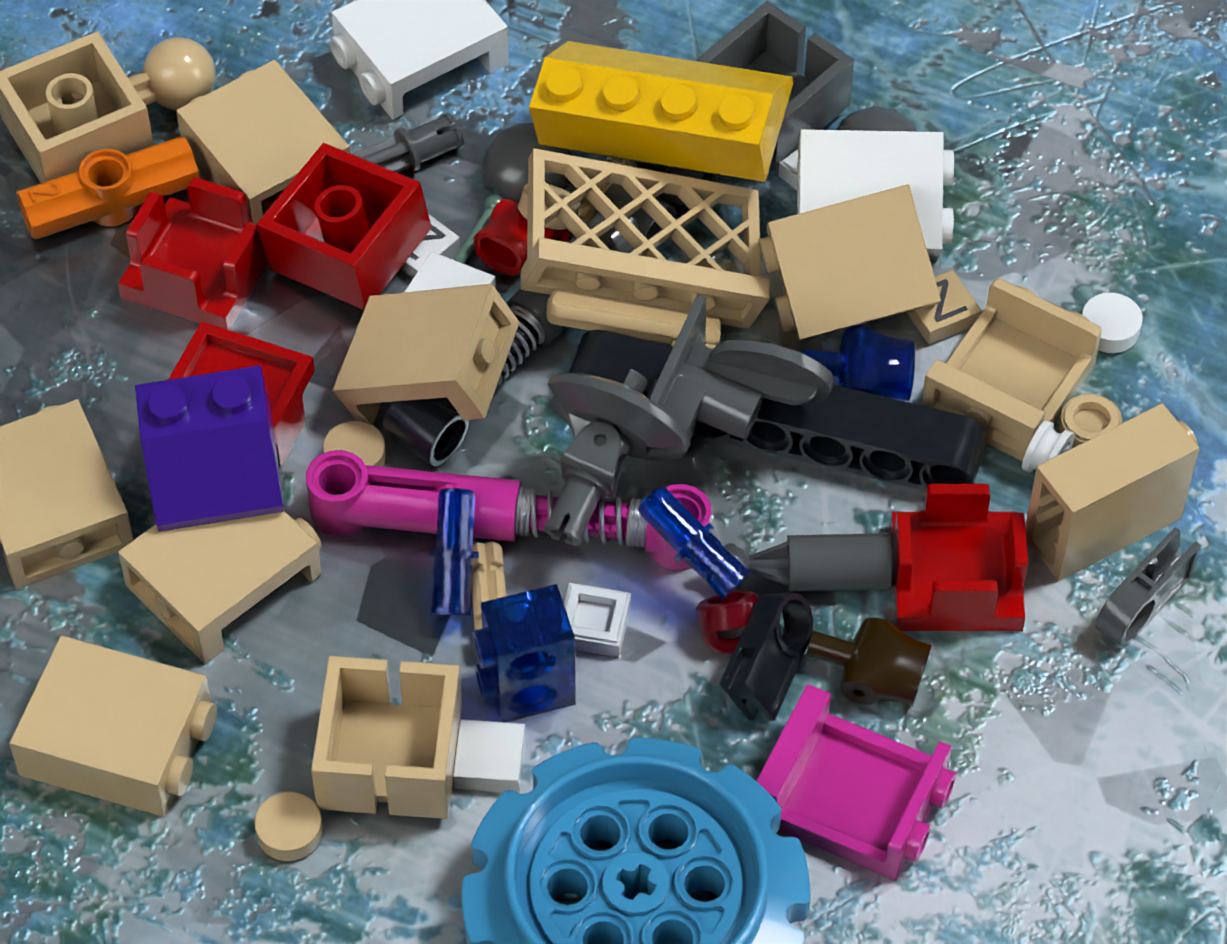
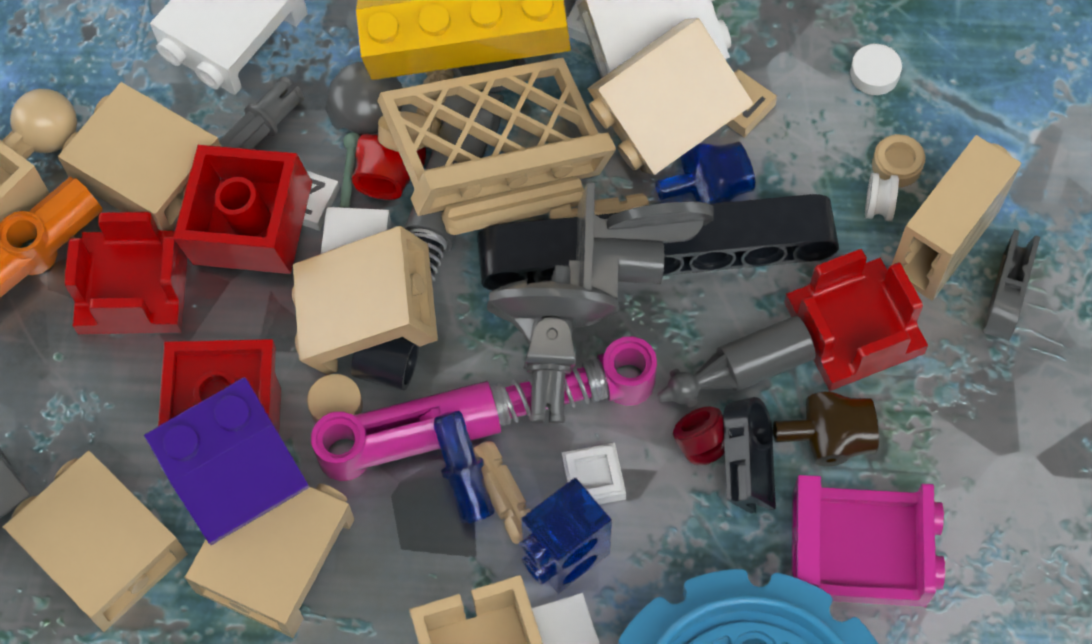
camera: 20 degrees left, 10 degrees up
(693, 542) = (656, 387): clear blue axle -> none
(1014, 366) = (823, 136): tan panel -> none

